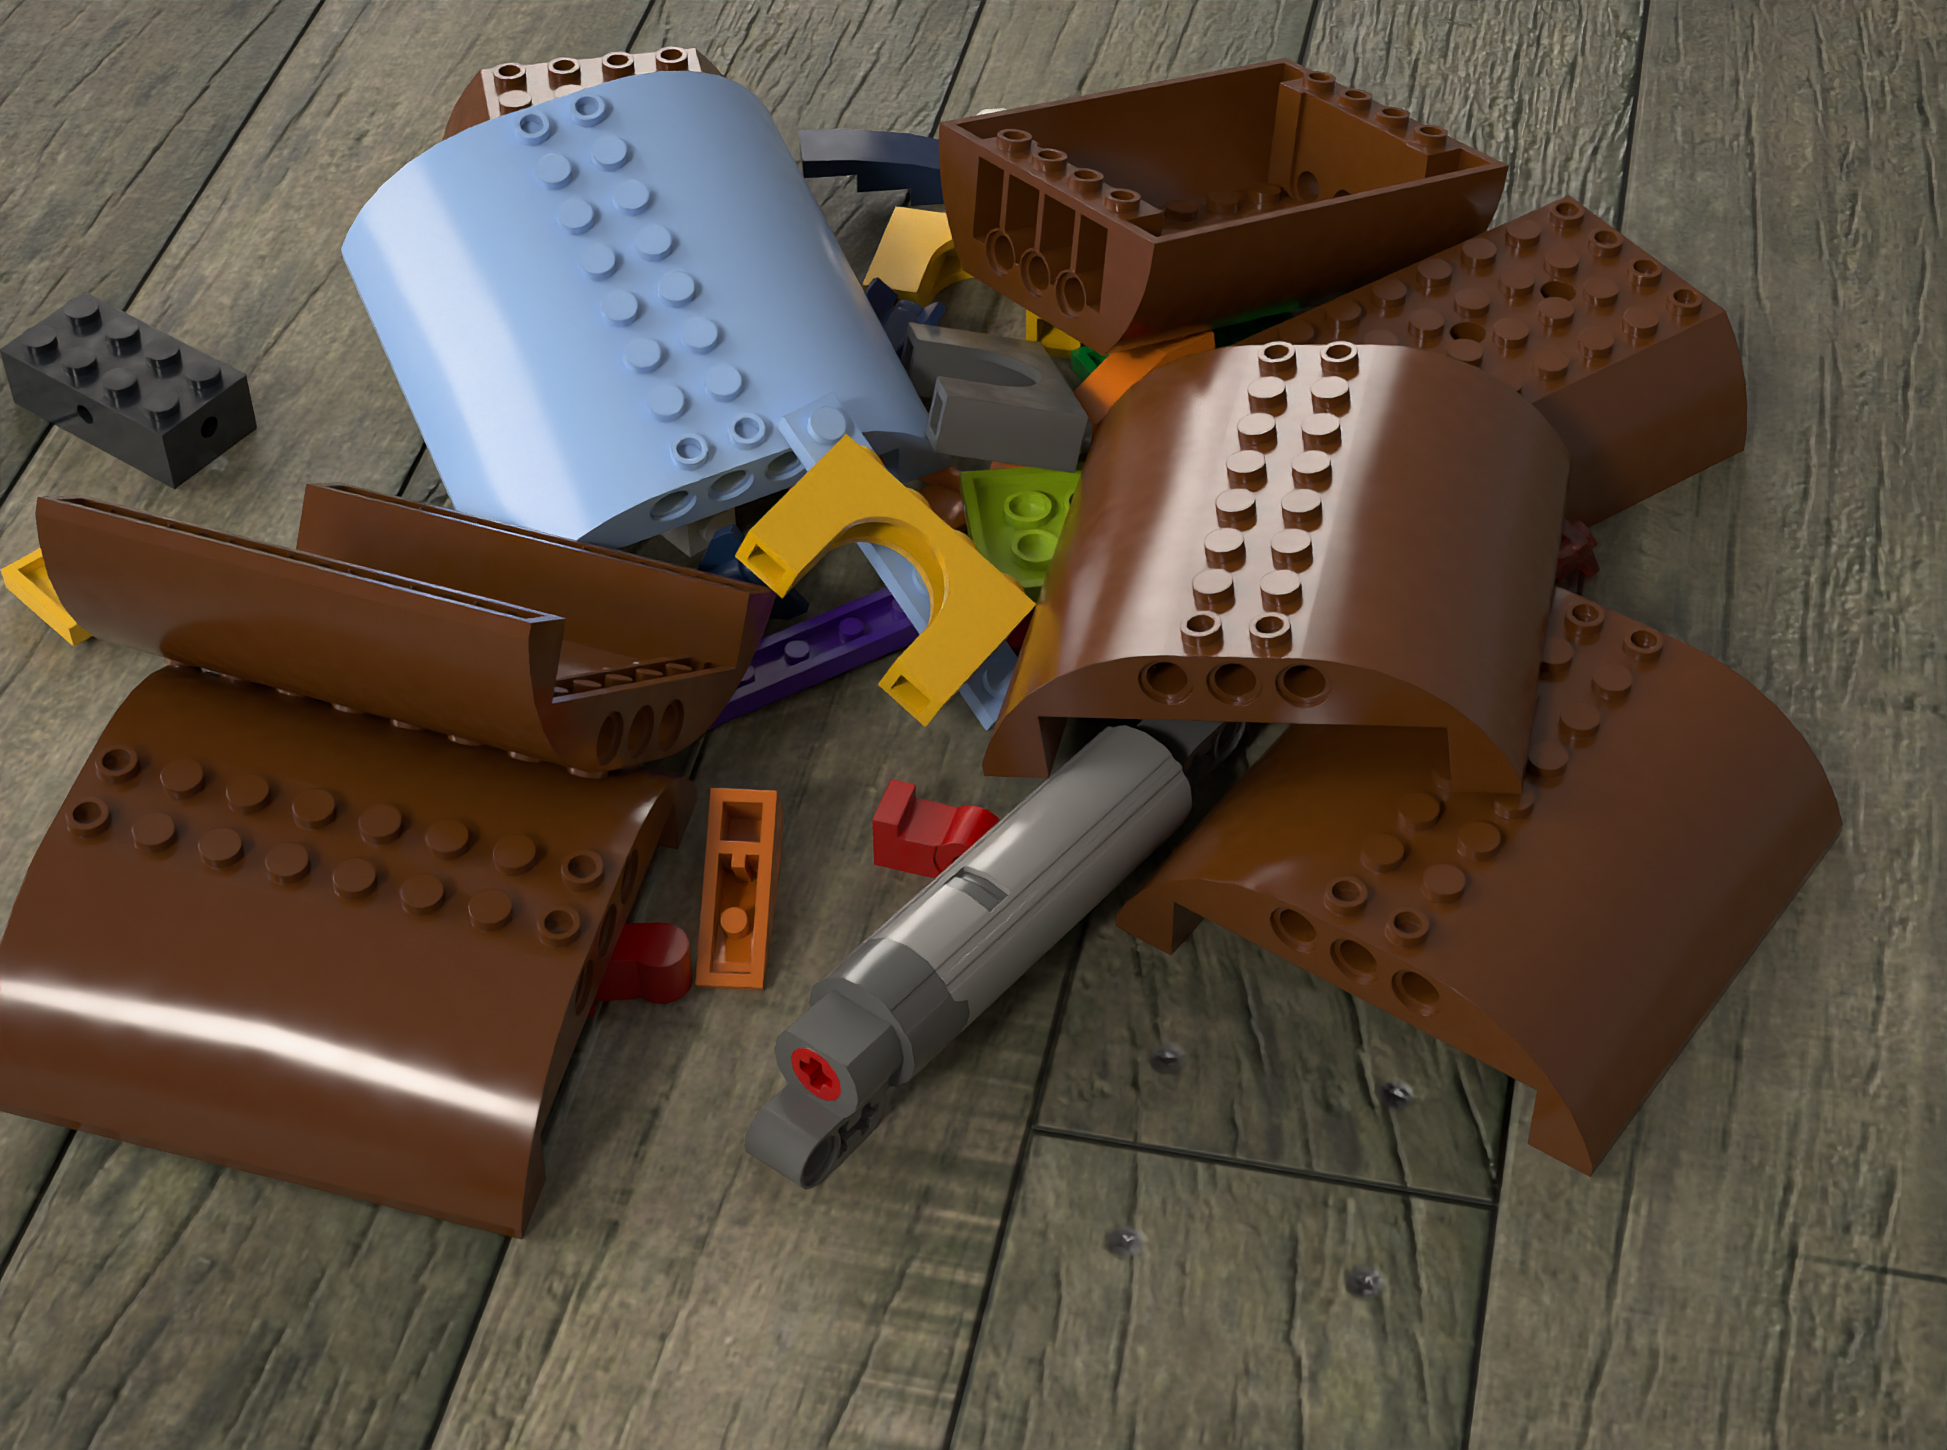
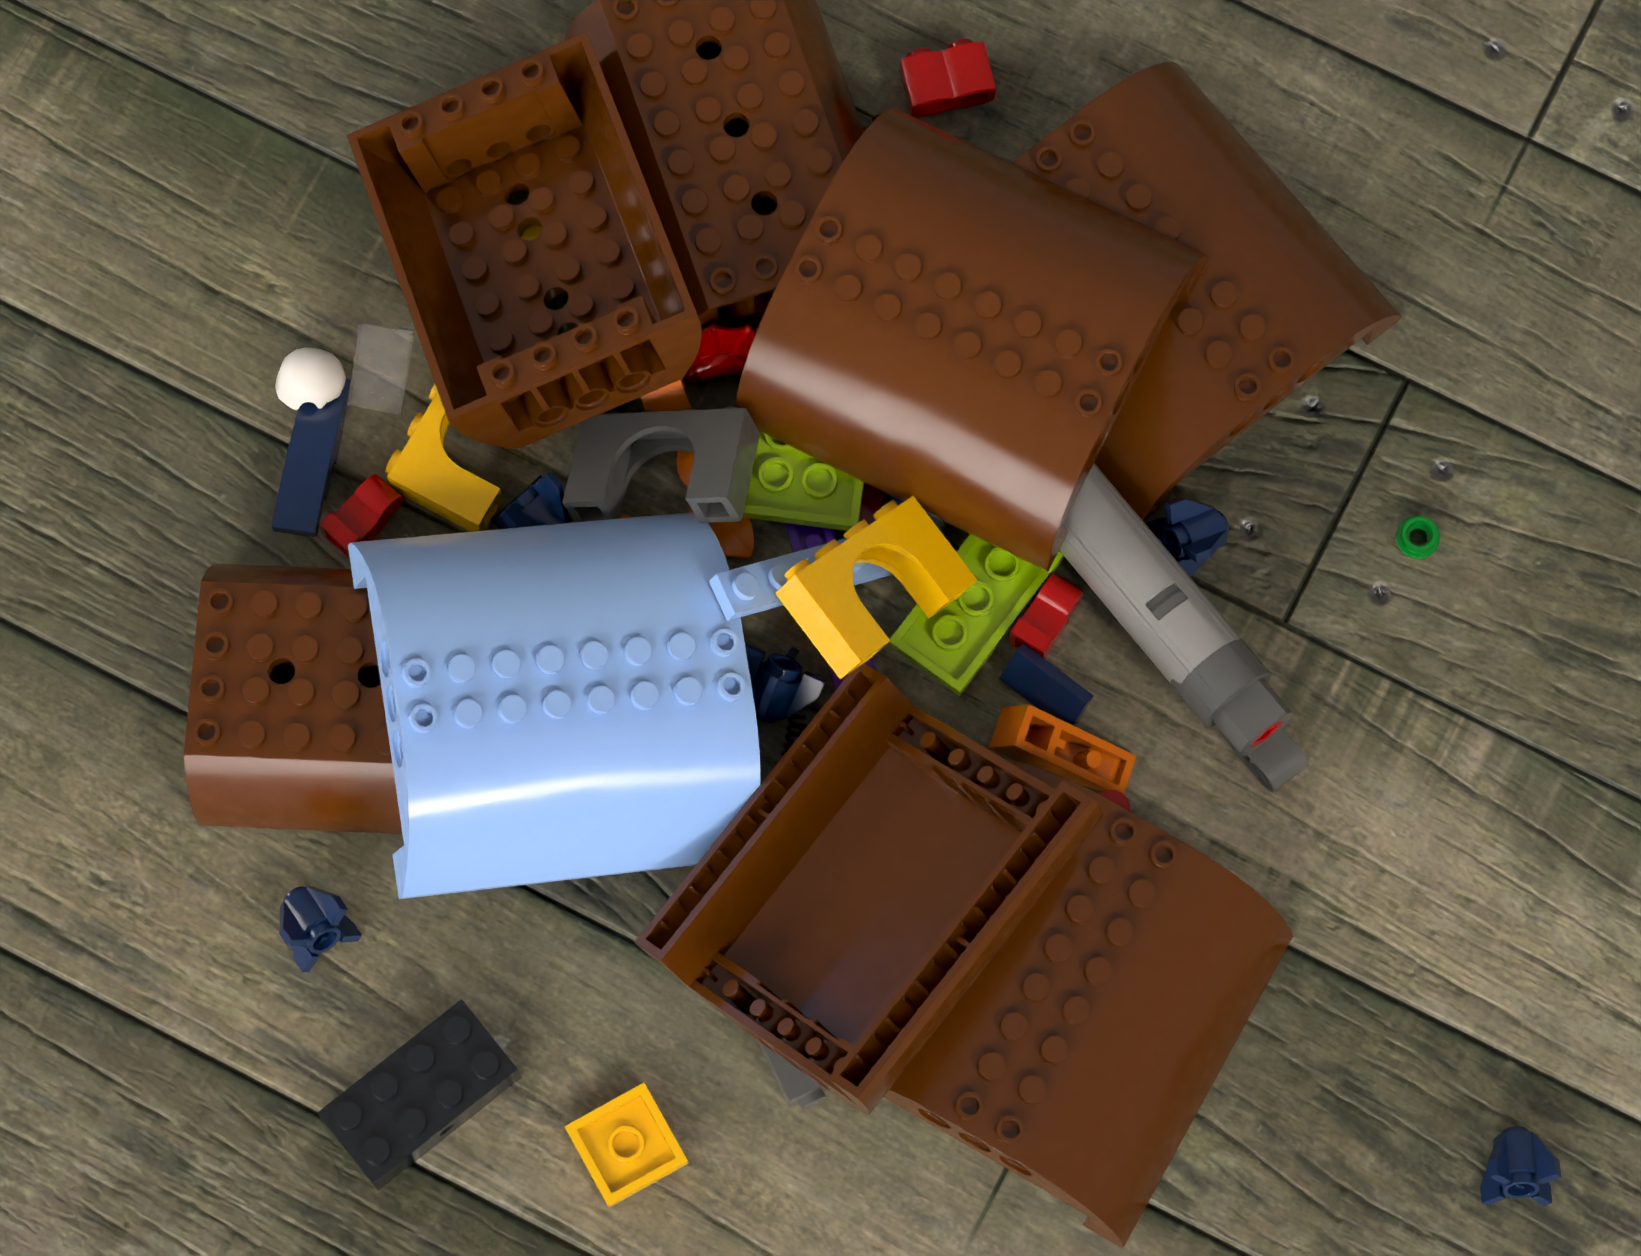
camera: 75 degrees left, 30 degrees up
(320, 268) = (314, 923): none -> dark blue brick
(830, 855) = (1045, 686): none -> dark blue tile
(853, 218) = (361, 514): none -> red leg
(871, 739) = (968, 630): none -> lime plate
(1119, 964) = (1190, 532): none -> dark blue brick
(1237, 1243) = (1420, 525): none -> green plate
(1672, 584) = (947, 78): none -> red brick

